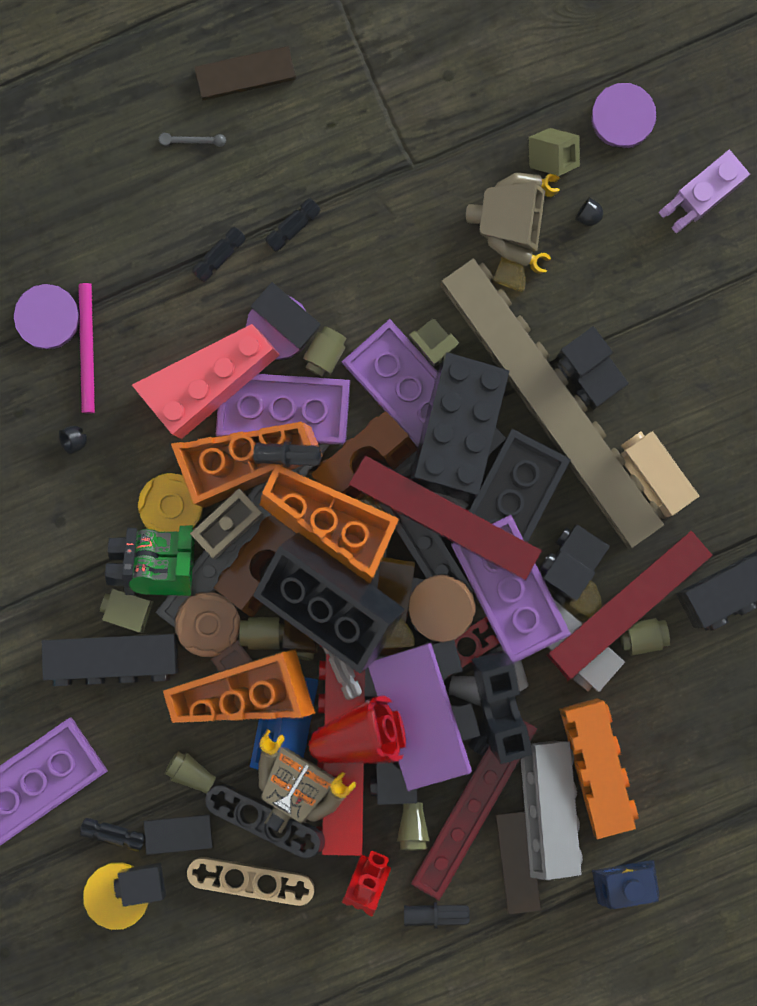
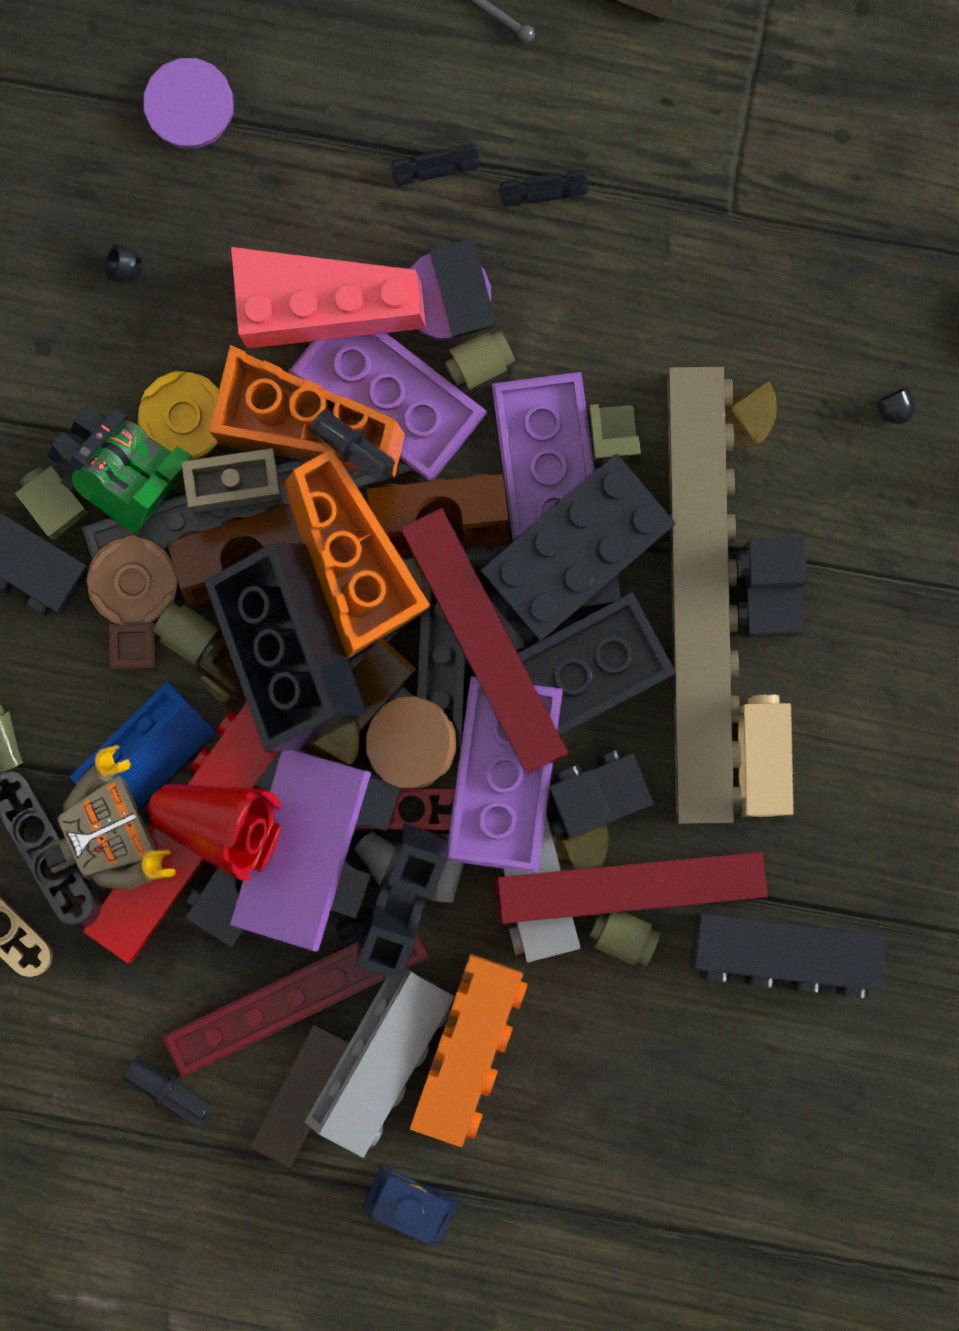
camera: 30 degrees right, 0 degrees up
(86, 348) = (209, 170): dark pink bar -> none
(254, 690) = (129, 688): orange wedge -> none
(345, 676) = (248, 745): light grey axle -> none
(367, 882) = (113, 999): red hips -> none
(413, 828) = (207, 975): olive cone -> none
(513, 216) = (804, 349): dark tan torso -> none
(554, 151) = (903, 307): olive panel -> none

